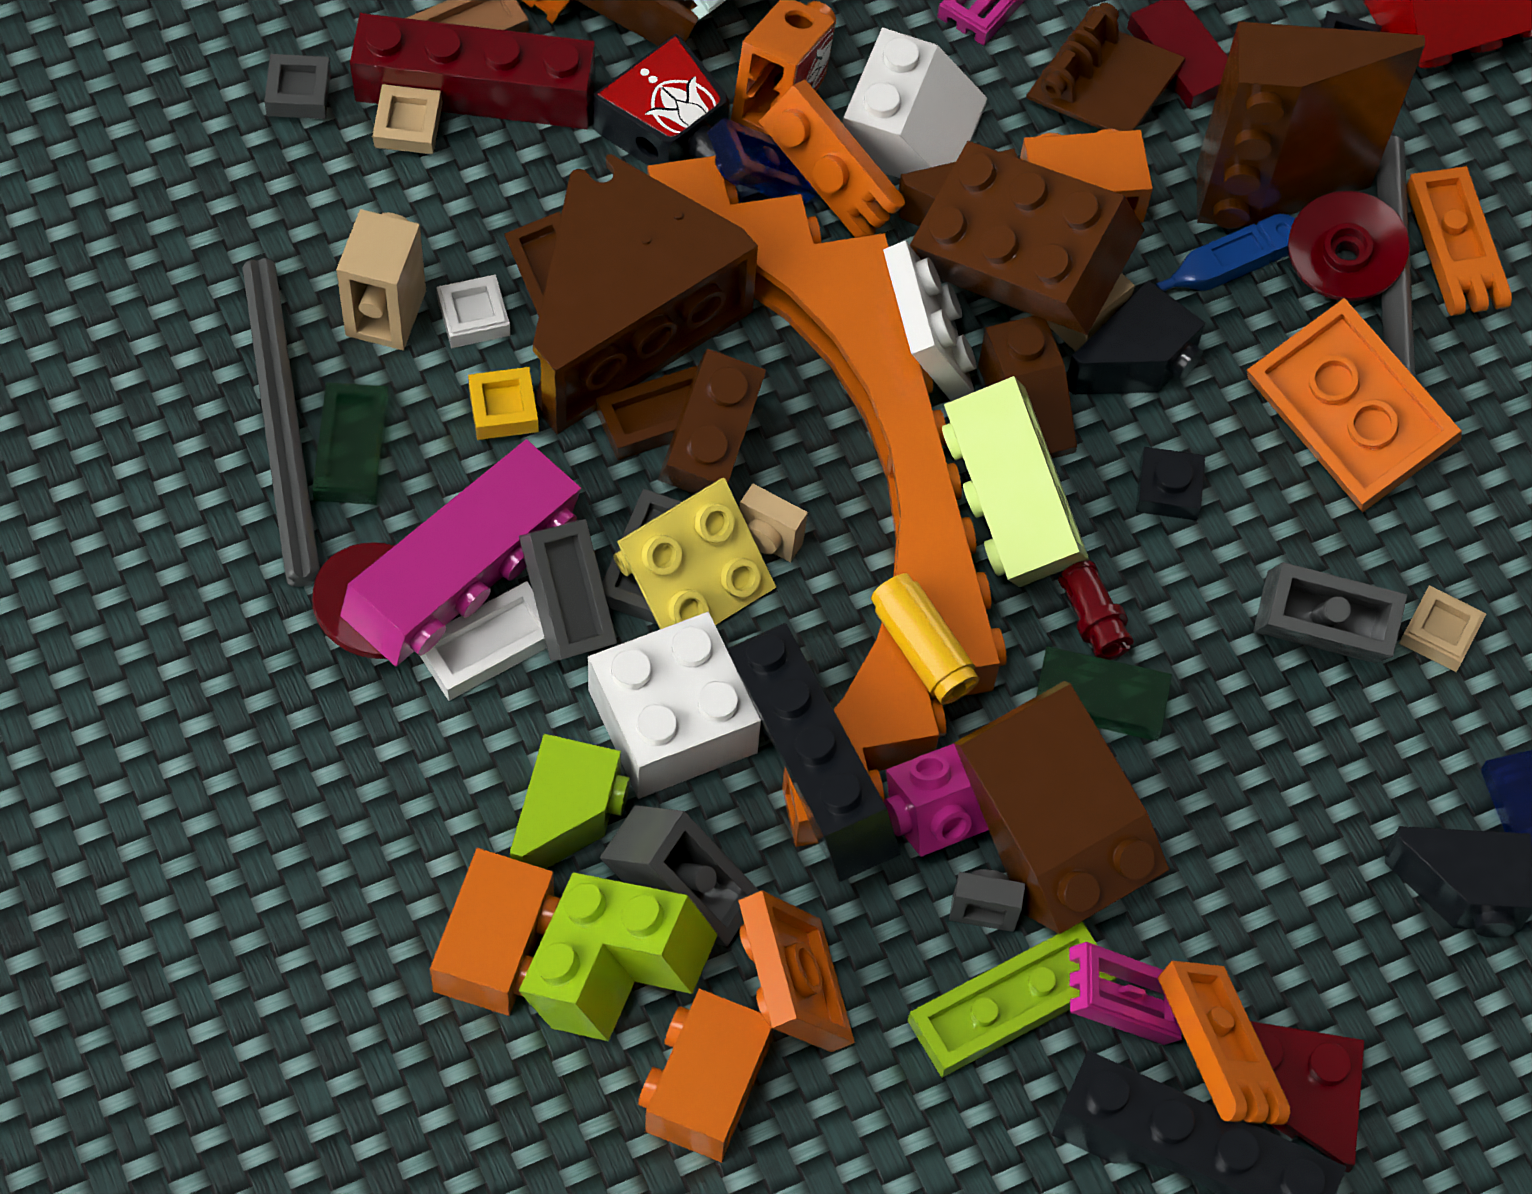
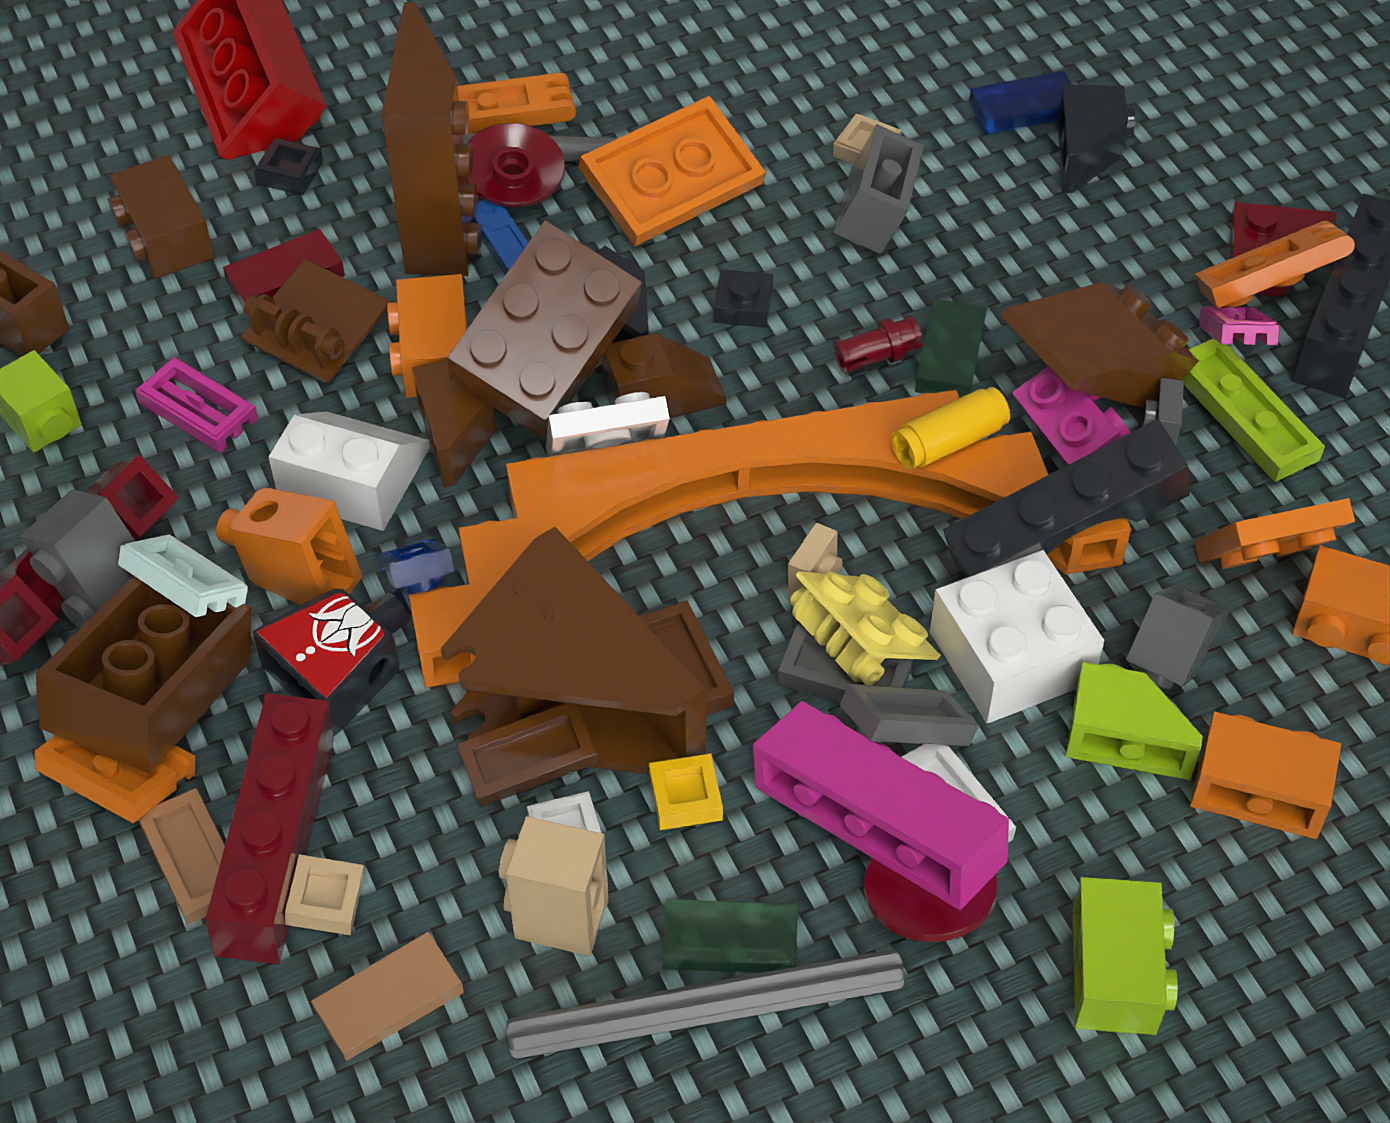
camera: 85 degrees left, 10 degrees down
(292, 764) = (1121, 956): none -> lime brick
(297, 86) = (269, 1010): dark grey plate -> none
(312, 178) = (387, 996): none -> medium nougat tile
(603, 943) = (1267, 677): lime brick -> none
(712, 422) = (723, 599): reddish brown brick -> none
(832, 160) = (411, 509): orange hinge -> none
(1013, 483) = (773, 374): yellowish green brick -> none

